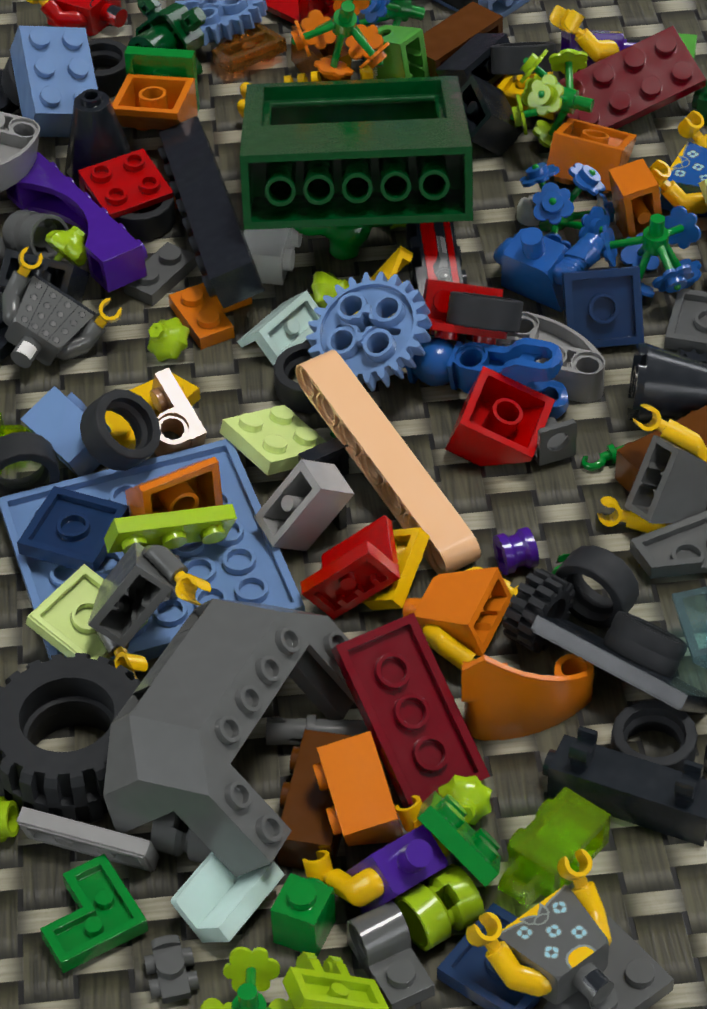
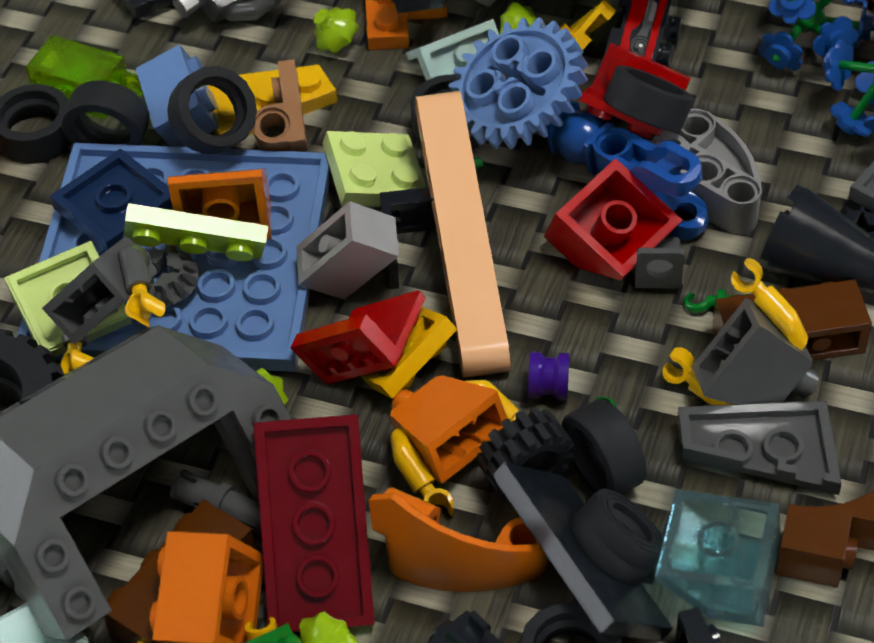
camera: 25 degrees right, 5 degrees up
(535, 264) = (756, 69): blue torso -> none
(605, 305) = (796, 131): dark blue plate -> none

